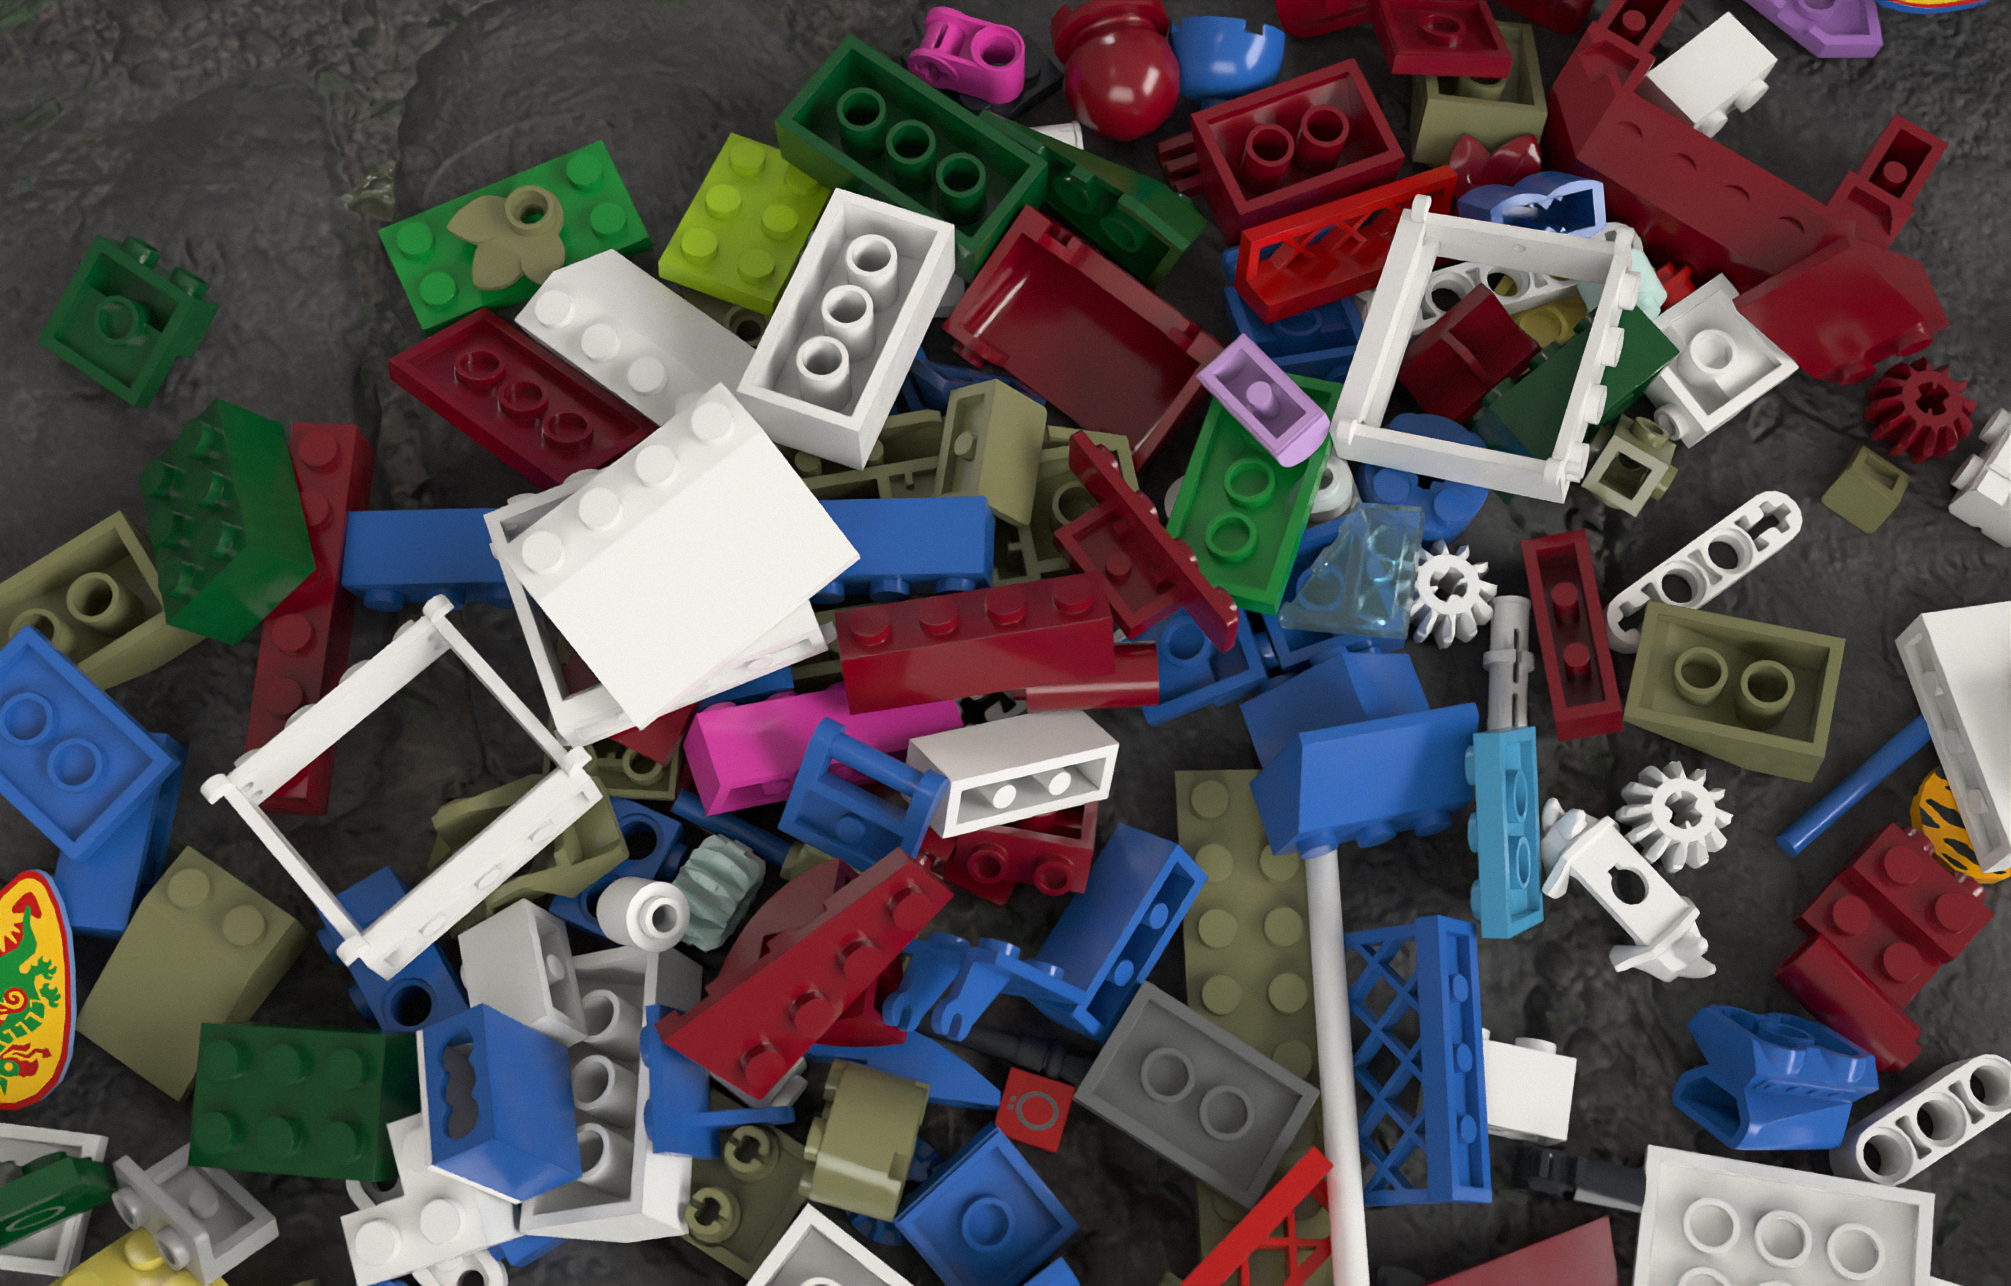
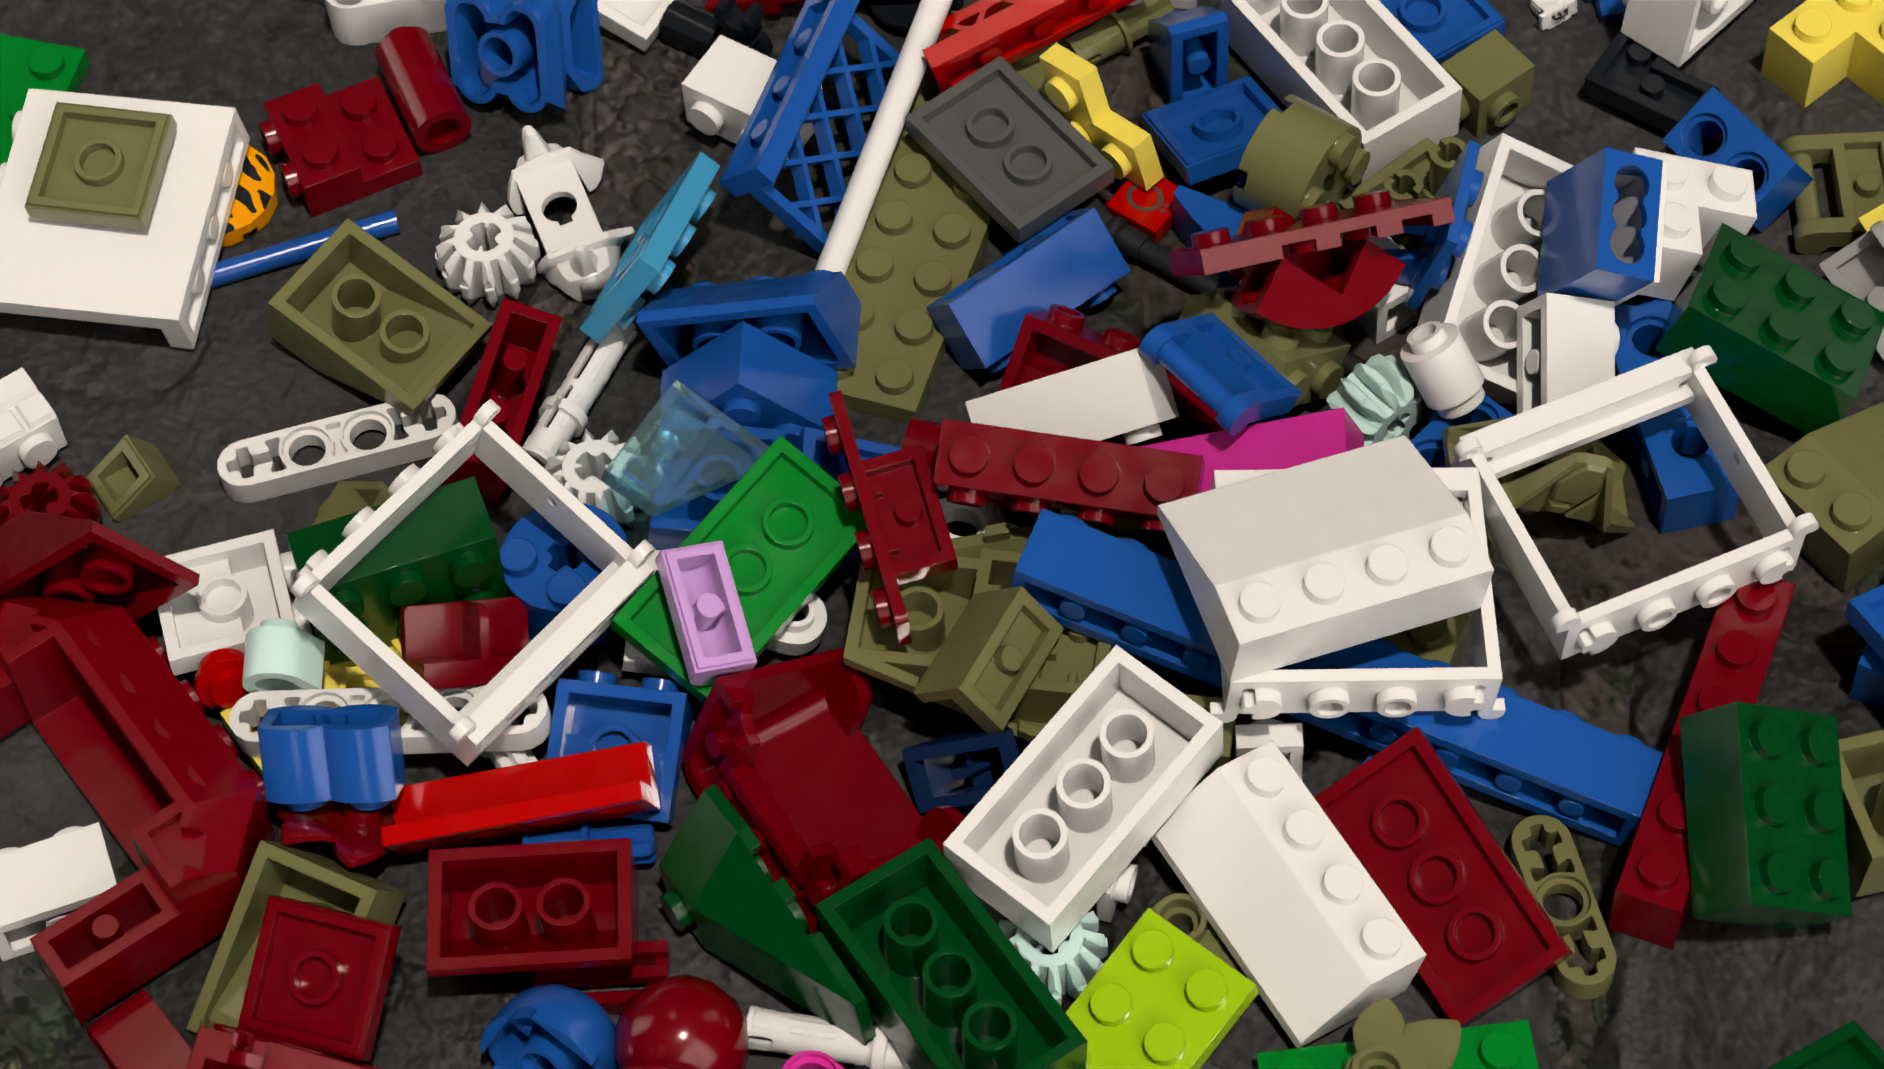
camera: 150 degrees left, 15 degrees down
(415, 423) = (1570, 879): none -> olive beam
(979, 976) = (1141, 230): blue plate -> none
(1139, 1173) = (1081, 100): none -> light yellow plate

